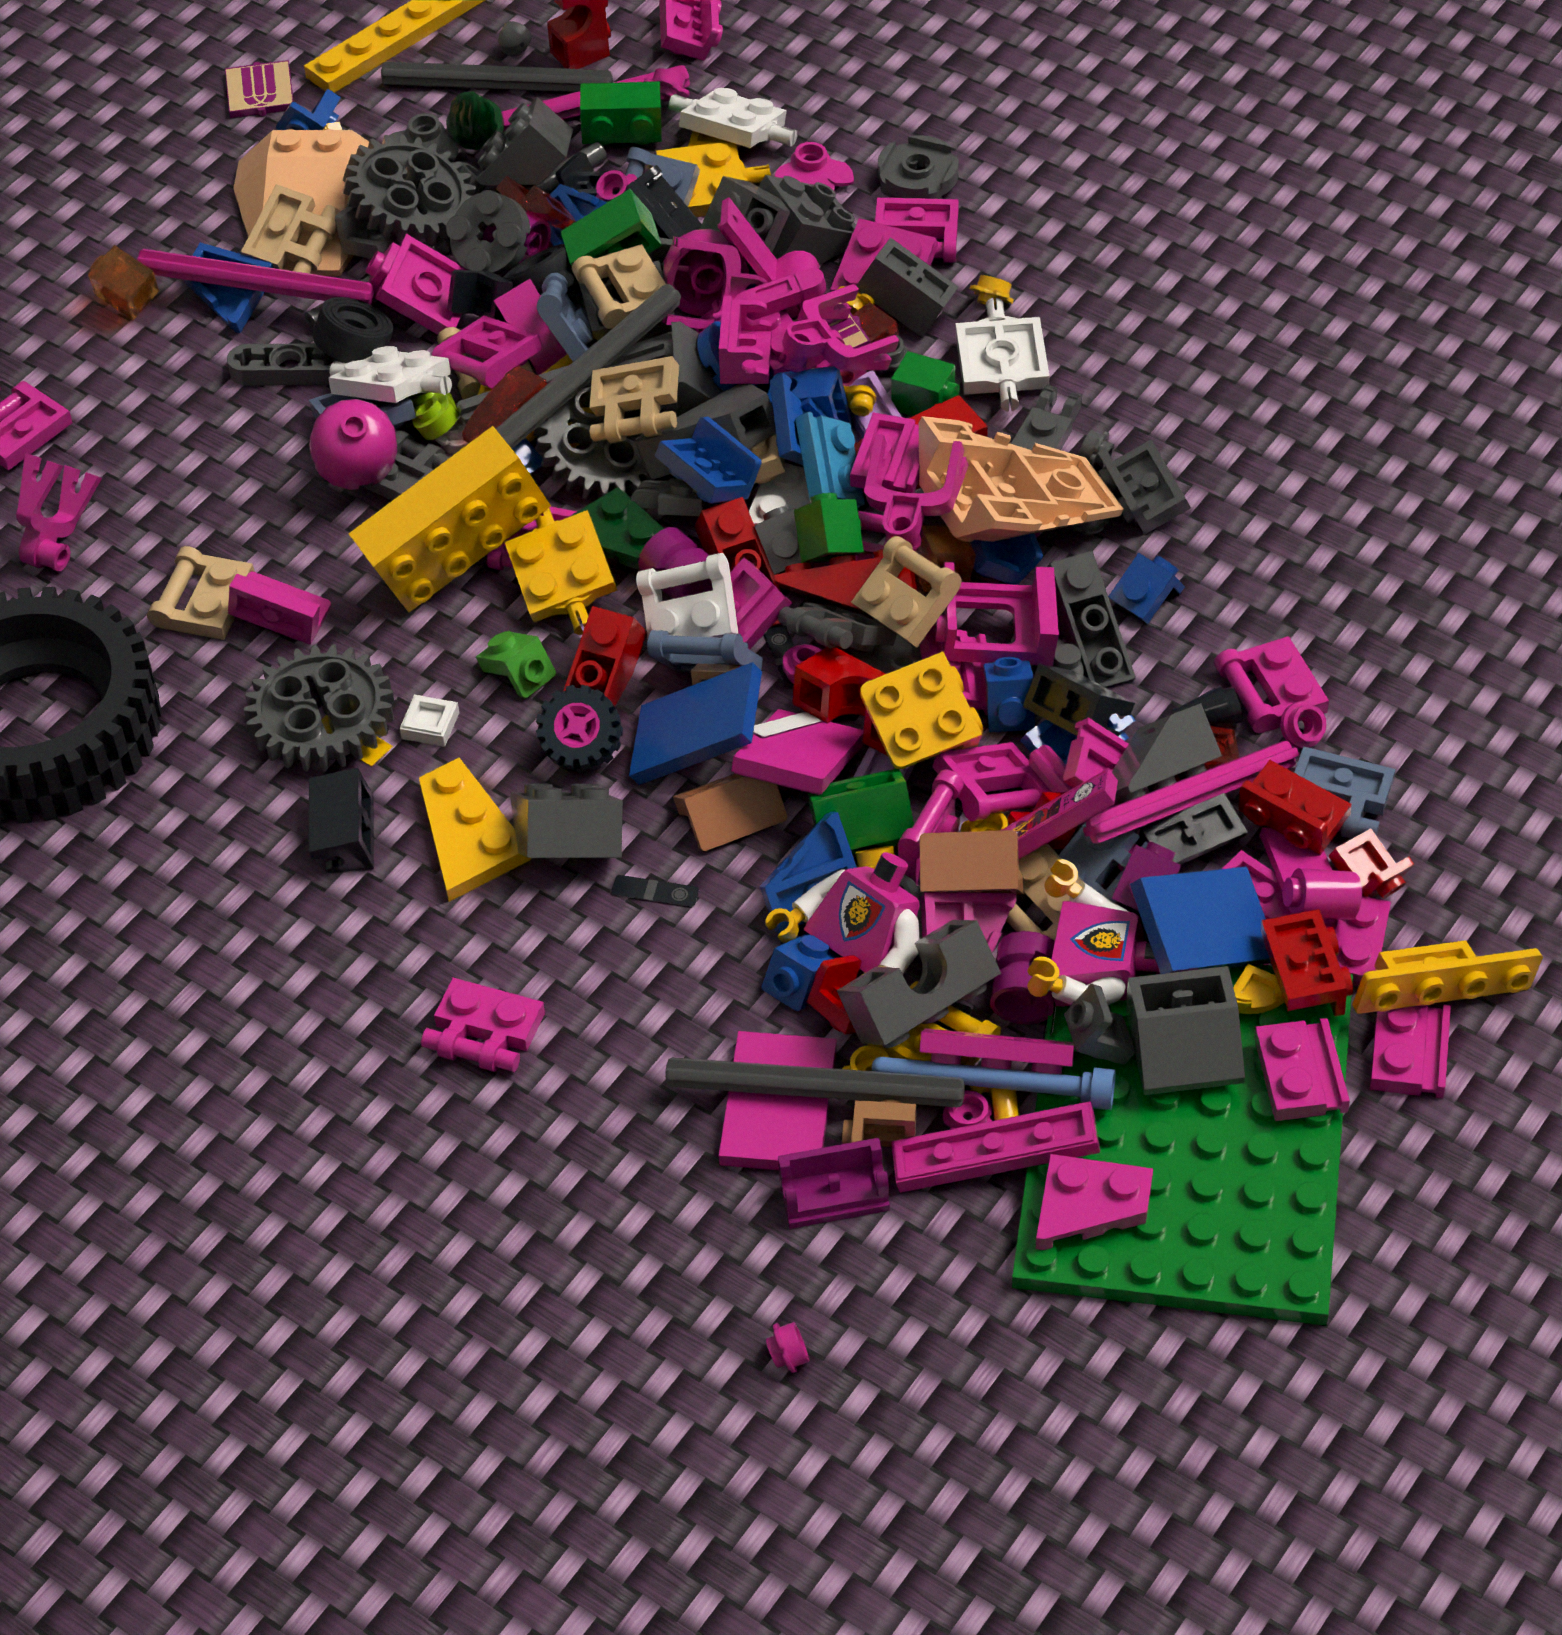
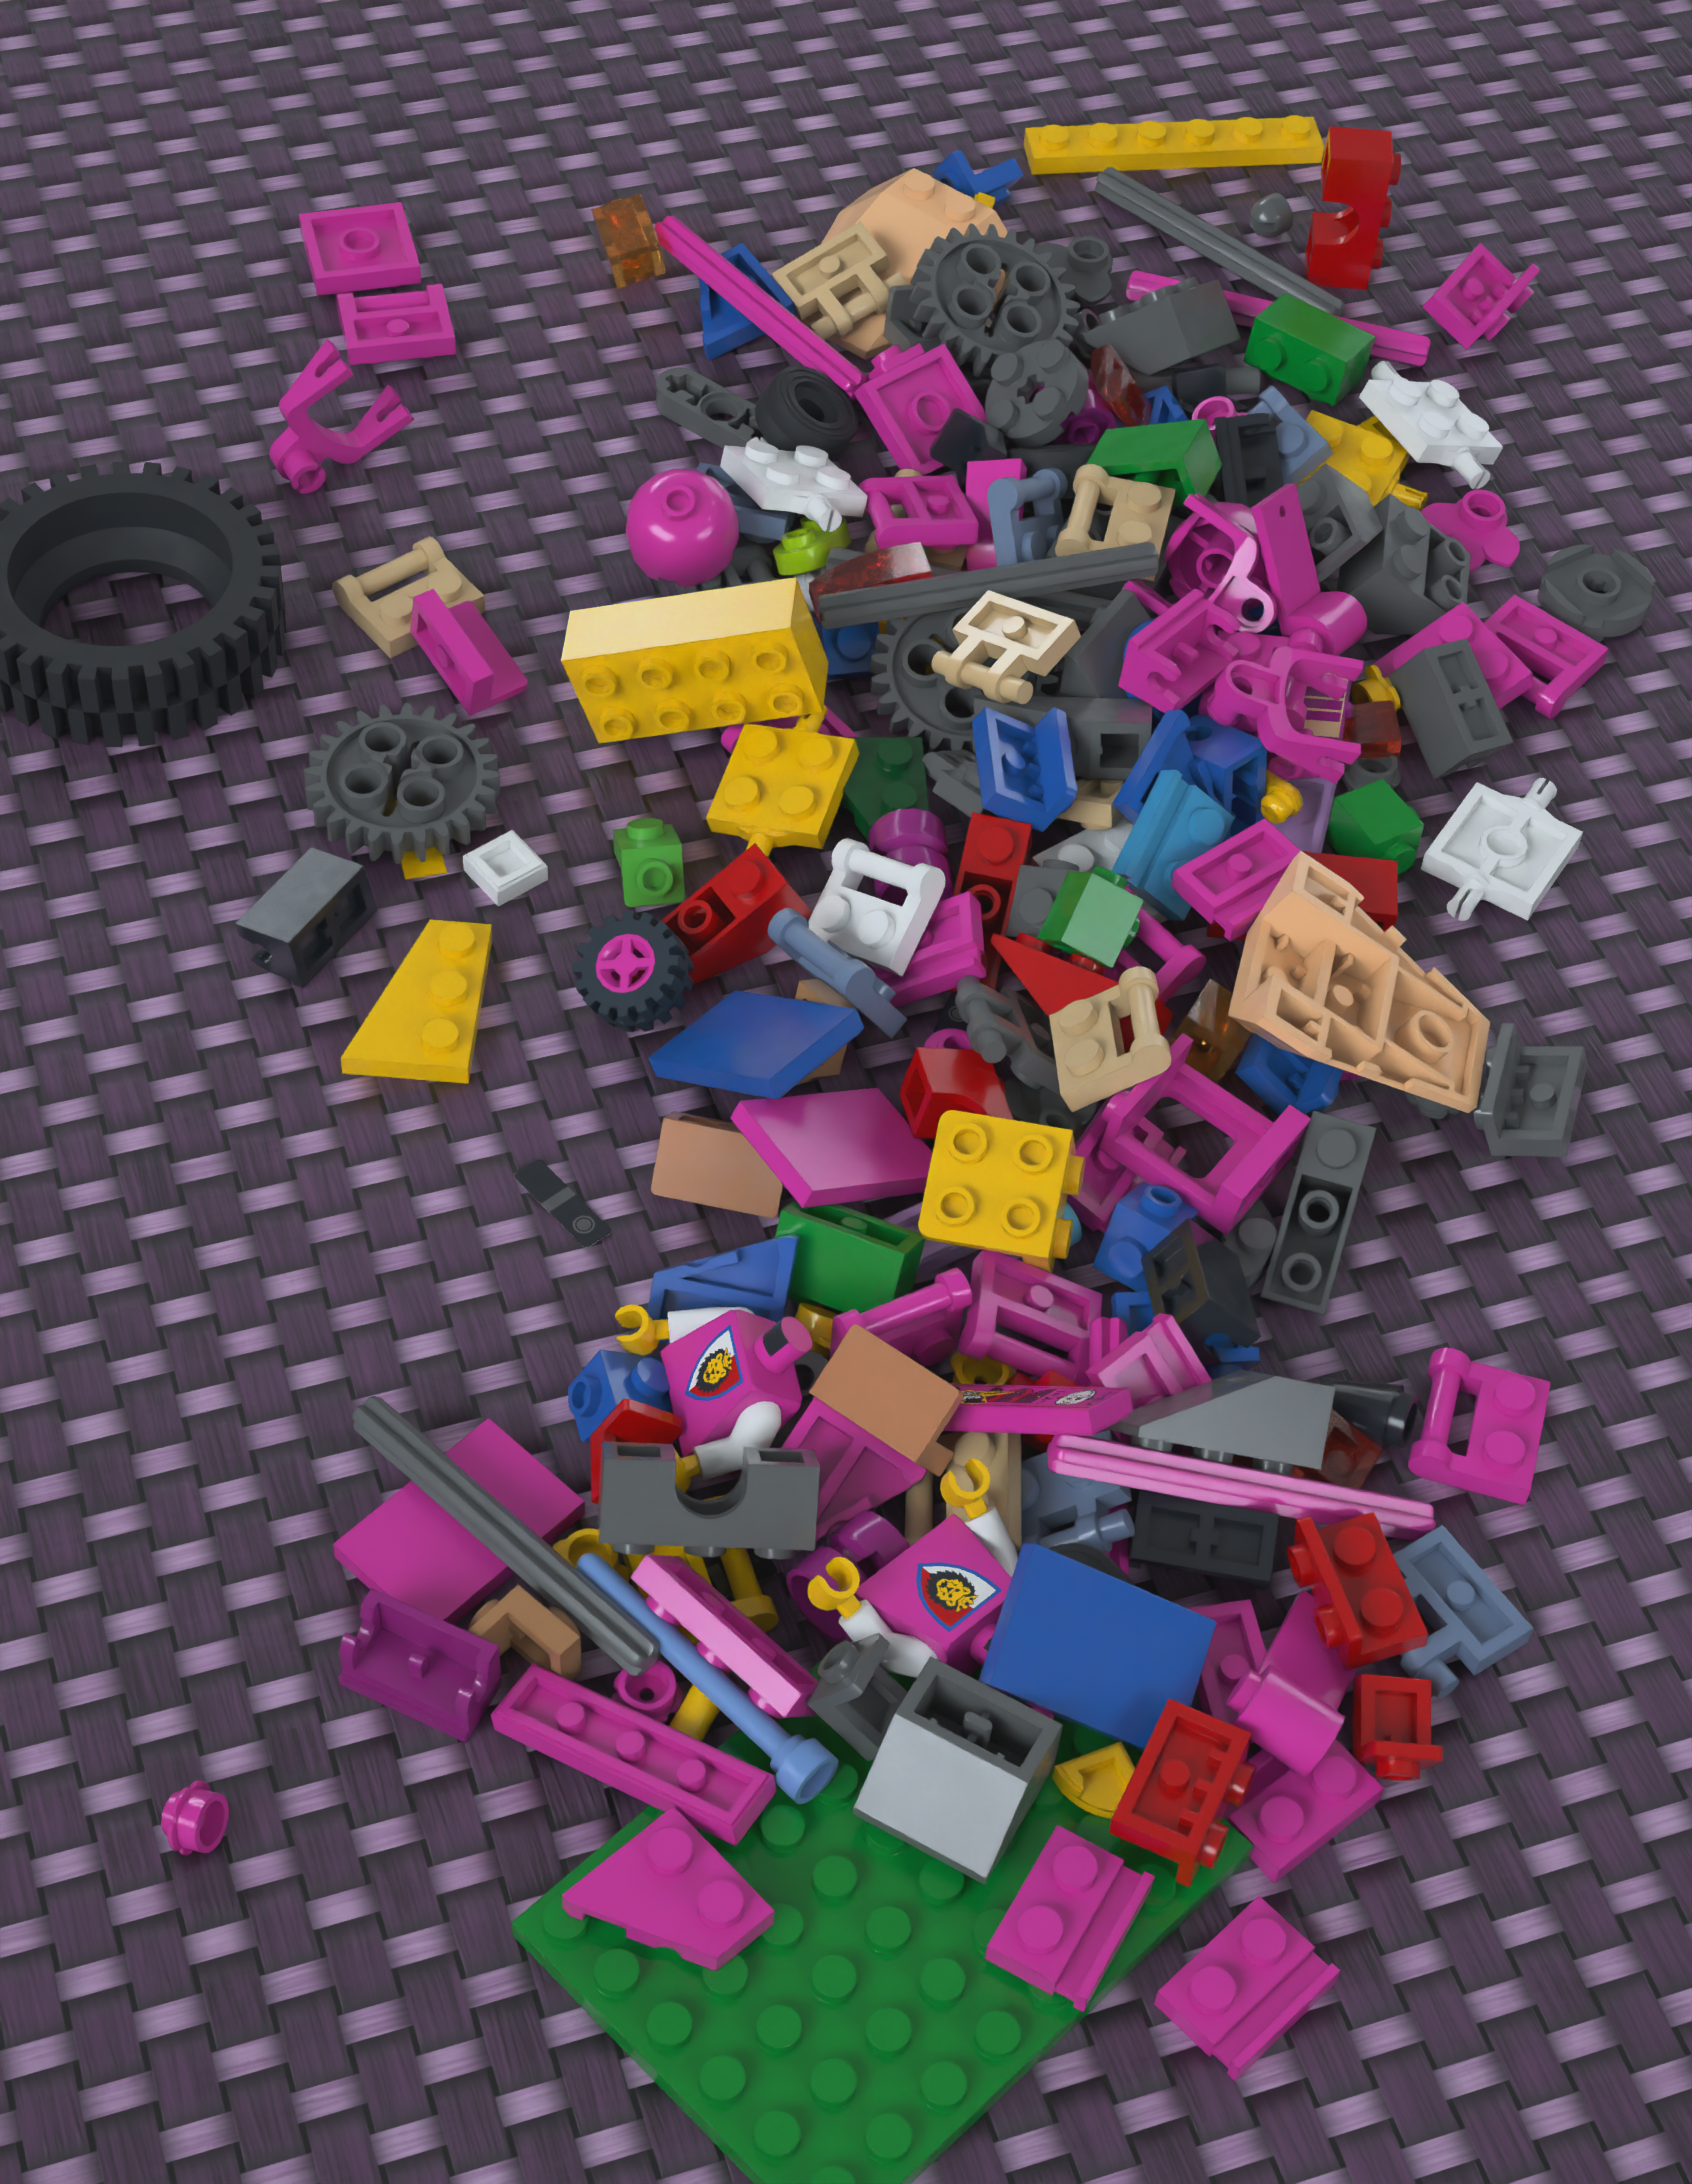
camera: 30 degrees right, 0 degrees up
(259, 88) = (964, 126): piece -> none
(473, 120) = (1134, 269): dark green piece -> none
(488, 1015) = (256, 1219): dark pink plate -> none
(567, 823) = (521, 1063): dark grey slope -> none
(670, 83) = (1390, 346): dark pink plate -> none
(784, 292) = (1280, 627): dark pink piece -> none
(785, 724) = (856, 1106): white sticker -> none
(906, 511) = (1192, 949): dark pink piece -> none
(992, 287) = (1558, 770): yellow plate -> none
(1046, 427) = (1478, 961): dark grey hinge -> none
(1093, 444) = (1516, 1010): dark grey plate -> none
(1144, 862) = (1090, 1538): magenta bracket -> none
(1145, 586) = (1429, 1214): blue bracket -> none
(1313, 721) = (1490, 1503): dark pink plate -> none
(1441, 975) = (1355, 1920): yellow bracket -> none

